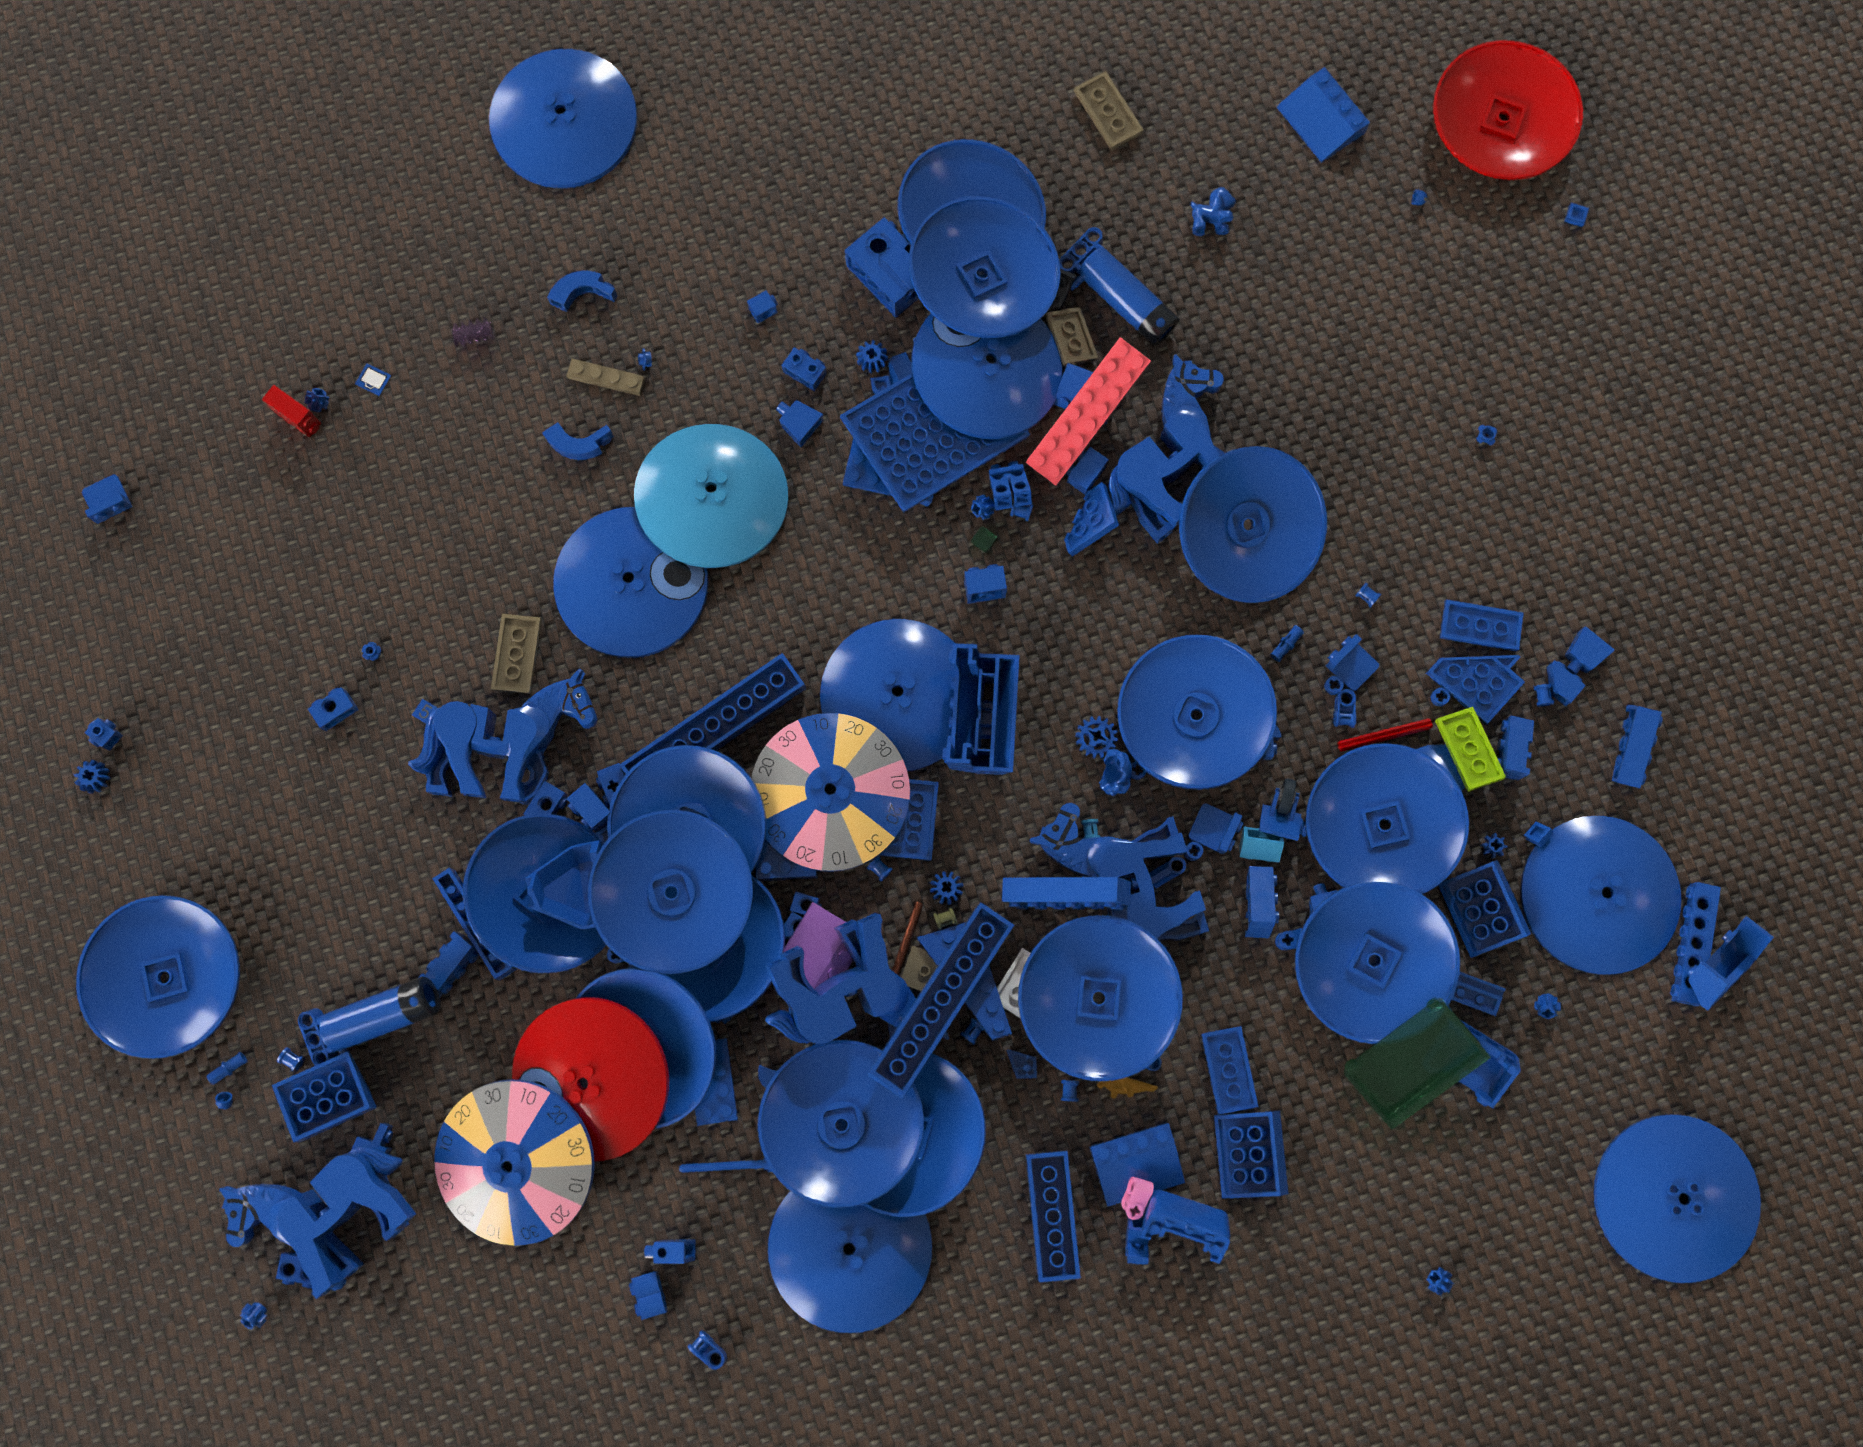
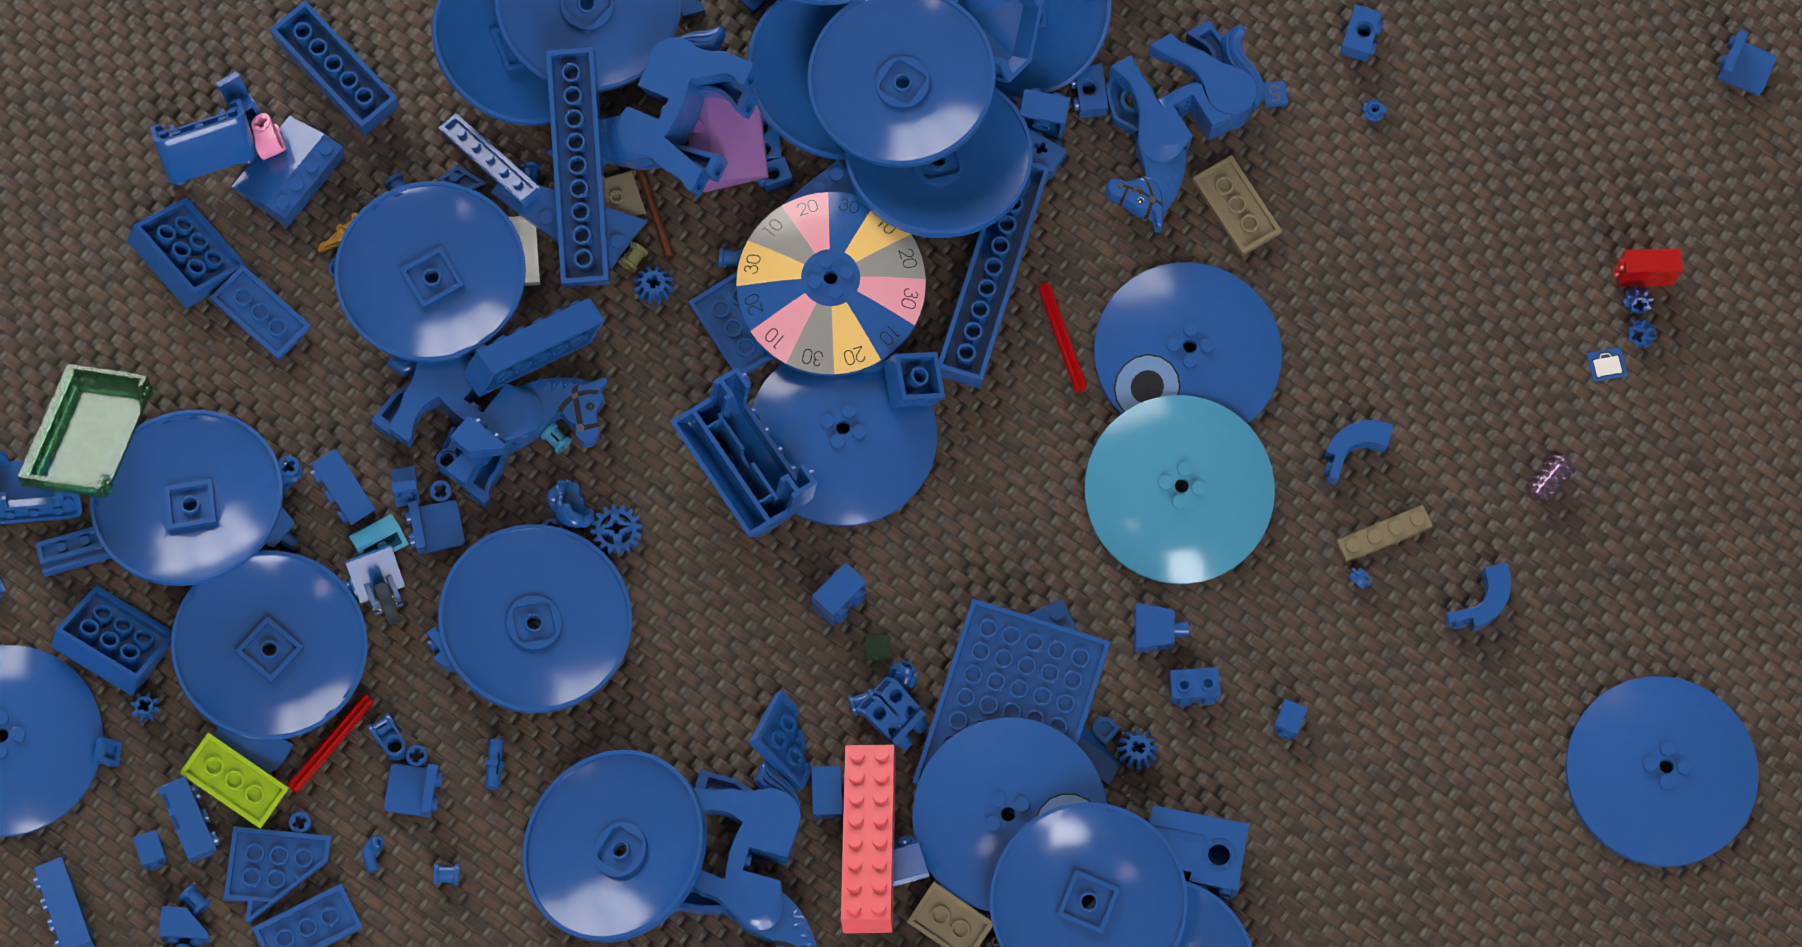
camera: 135 degrees right, 5 degrees down
(333, 377) = (1648, 333): none -> blue gear
(703, 652) = (1062, 337): none -> red axle
(826, 685) = (914, 379): none -> blue brick
(994, 1058) = (490, 160): none -> tile
(1154, 851) = (476, 440): none -> blue slope
(1217, 869) = (405, 486): none -> blue brick
(1408, 645) = (370, 852): none -> blue arm
(1552, 748) = (150, 850): none -> blue brick

